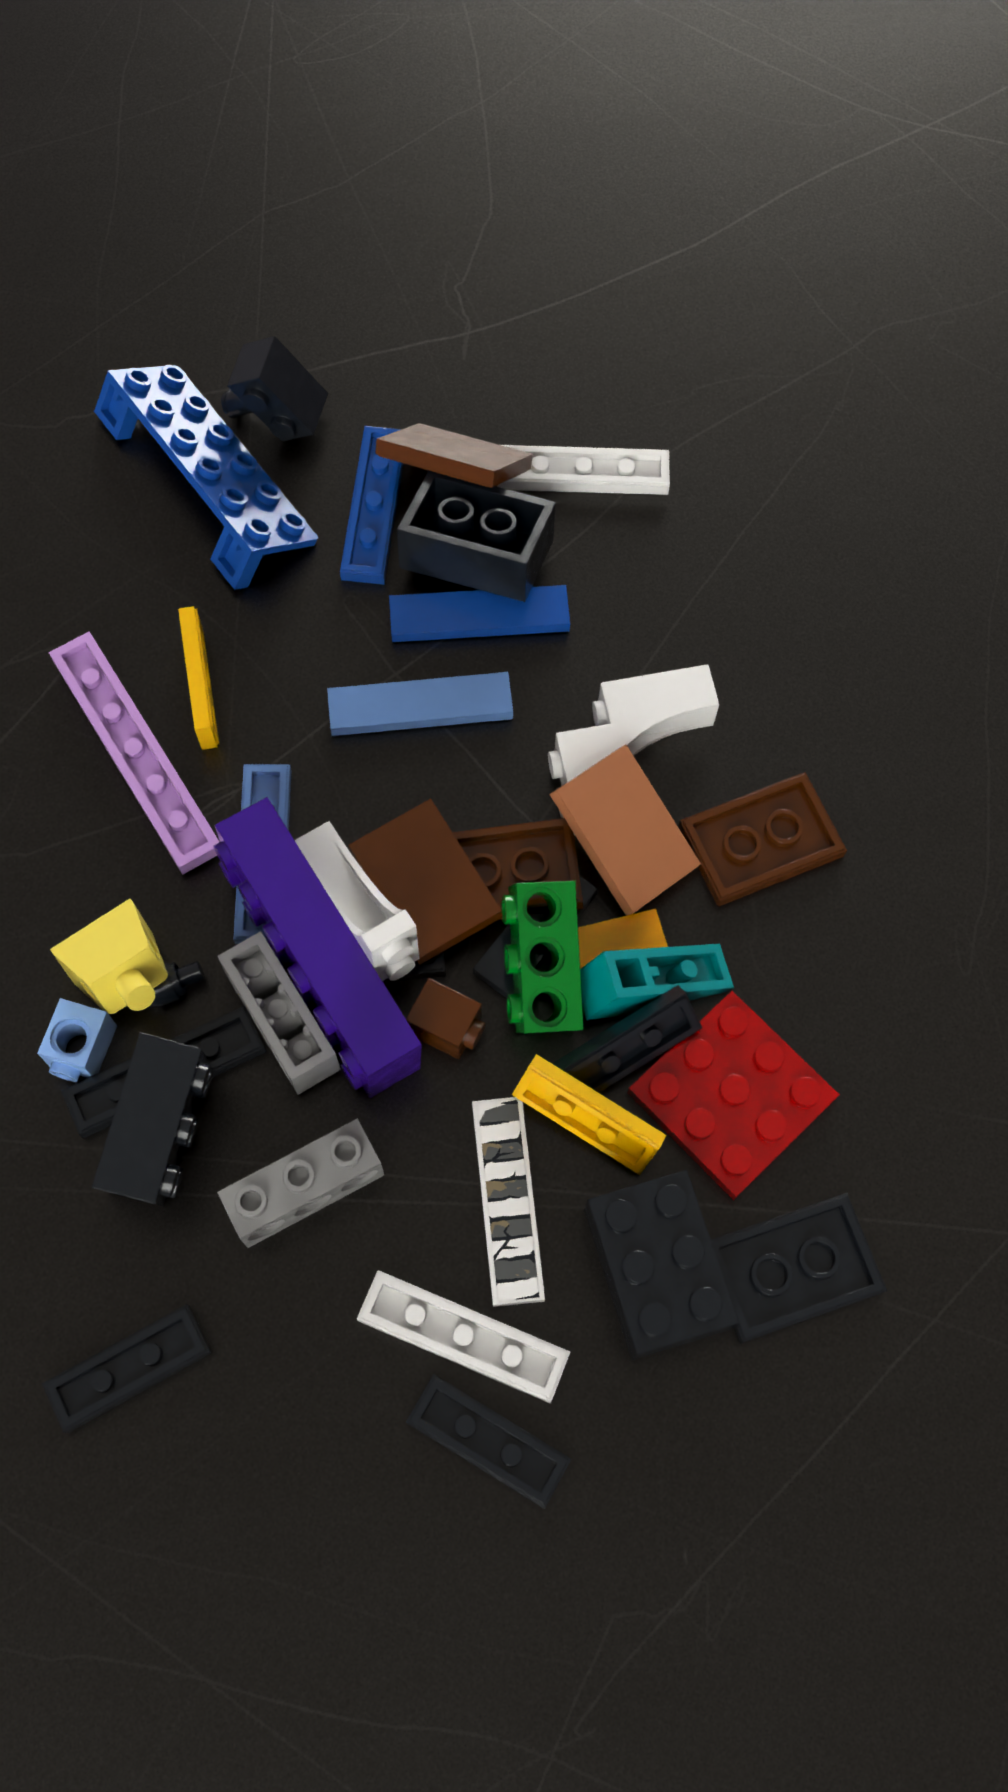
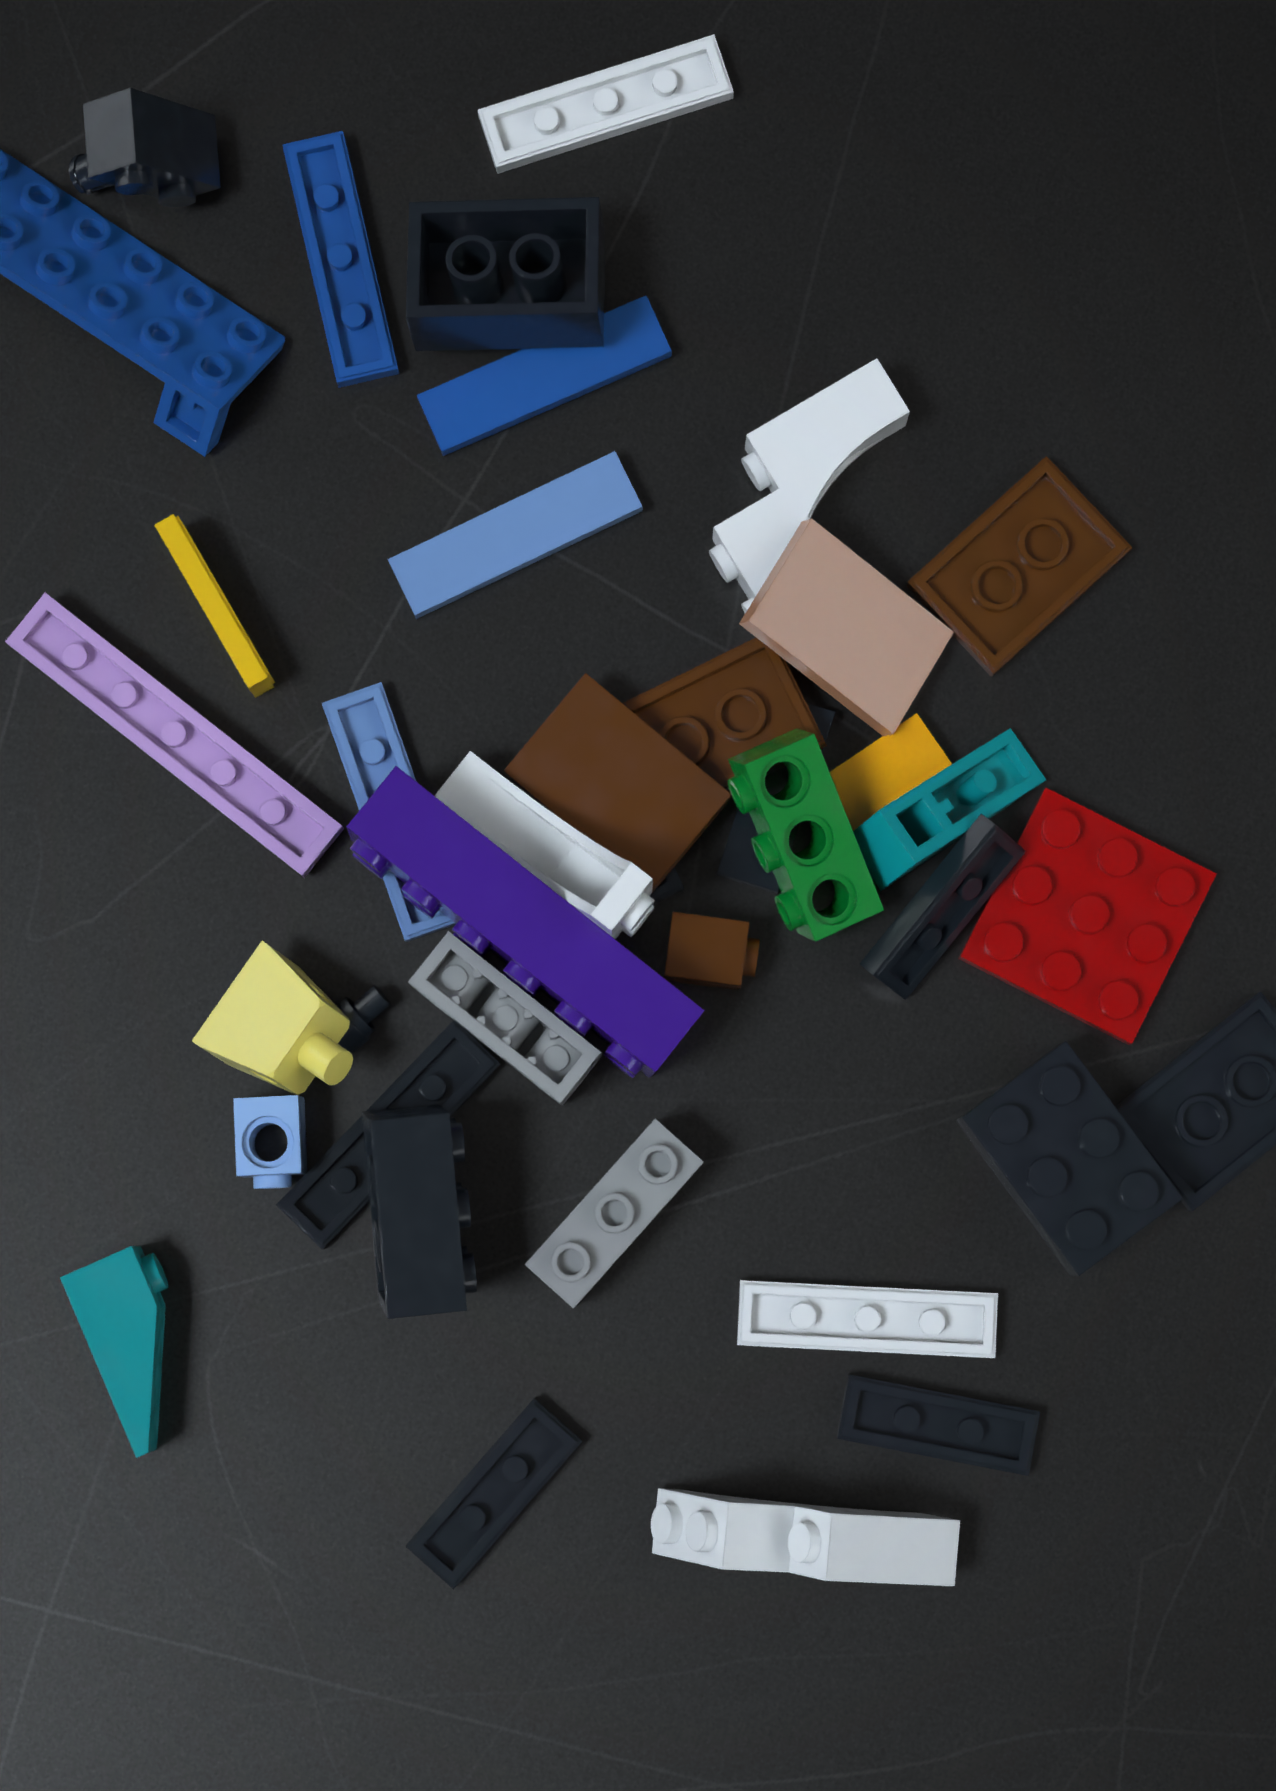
camera: 15 degrees left, 15 degrees up
(351, 1493) = (805, 1539): none -> white arch
(454, 455) = (430, 161): tile -> none
(508, 1202) = (862, 1143): tile -> none
(588, 1114) = (924, 1010): yellow tile -> none

